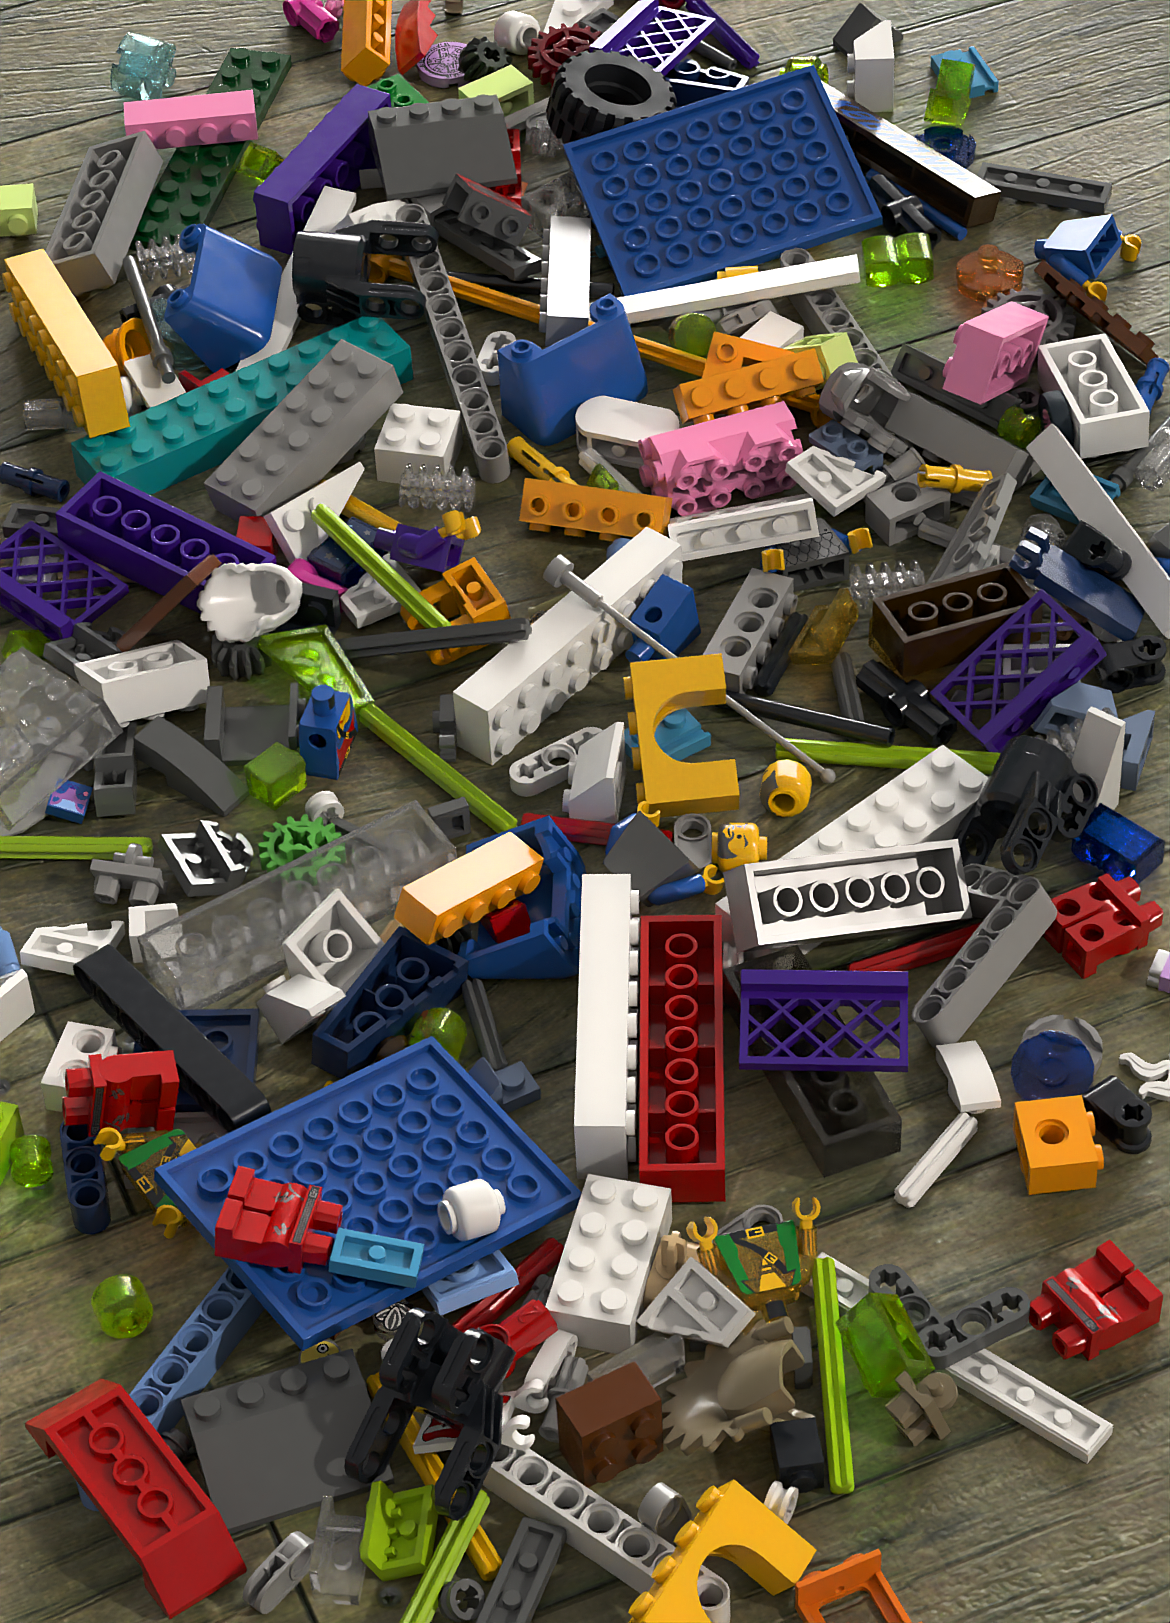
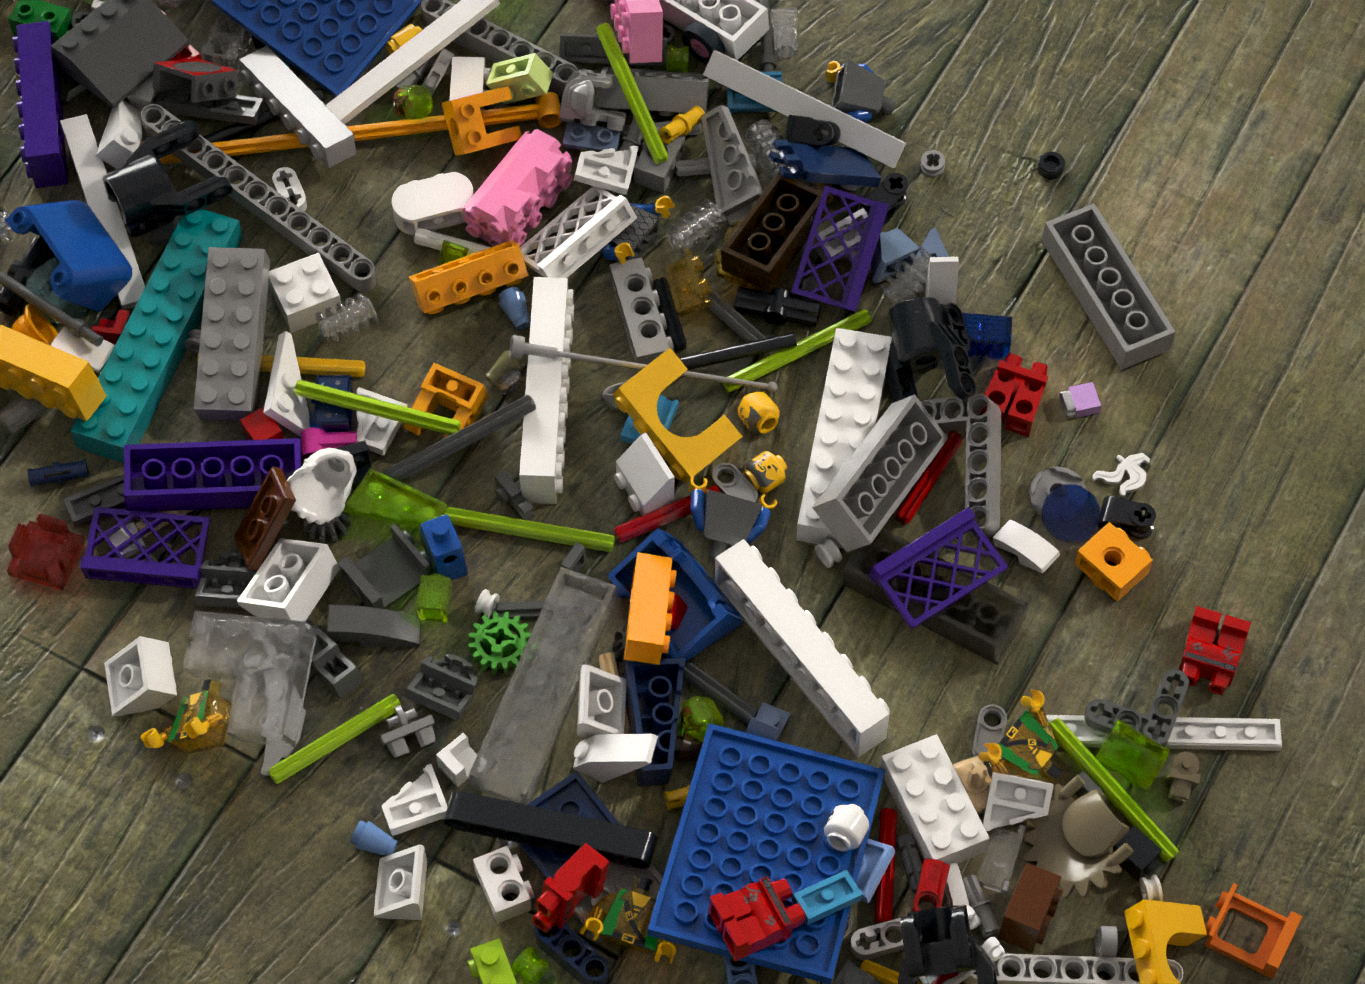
camera: 40 degrees left, 15 degrees up
(29, 639) = (174, 603): clear neon green slope -> none
(69, 801) = (316, 700): tile -> none
(432, 549) = (392, 370): dark purple torso -> none
(523, 453) = (375, 256): yellow pin -> none
(535, 773) = (601, 488): white beam -> none
(548, 385) = (363, 205): blue windscreen -> none
(666, 616) = (587, 338): blue torso -> none
(682, 1057) = (859, 630): red brick -> none
(749, 386) = (501, 129): light orange brick -> none
(920, 421) = (632, 93): none -> lime axle
(935, 1160) = (1050, 612): white axle -> none

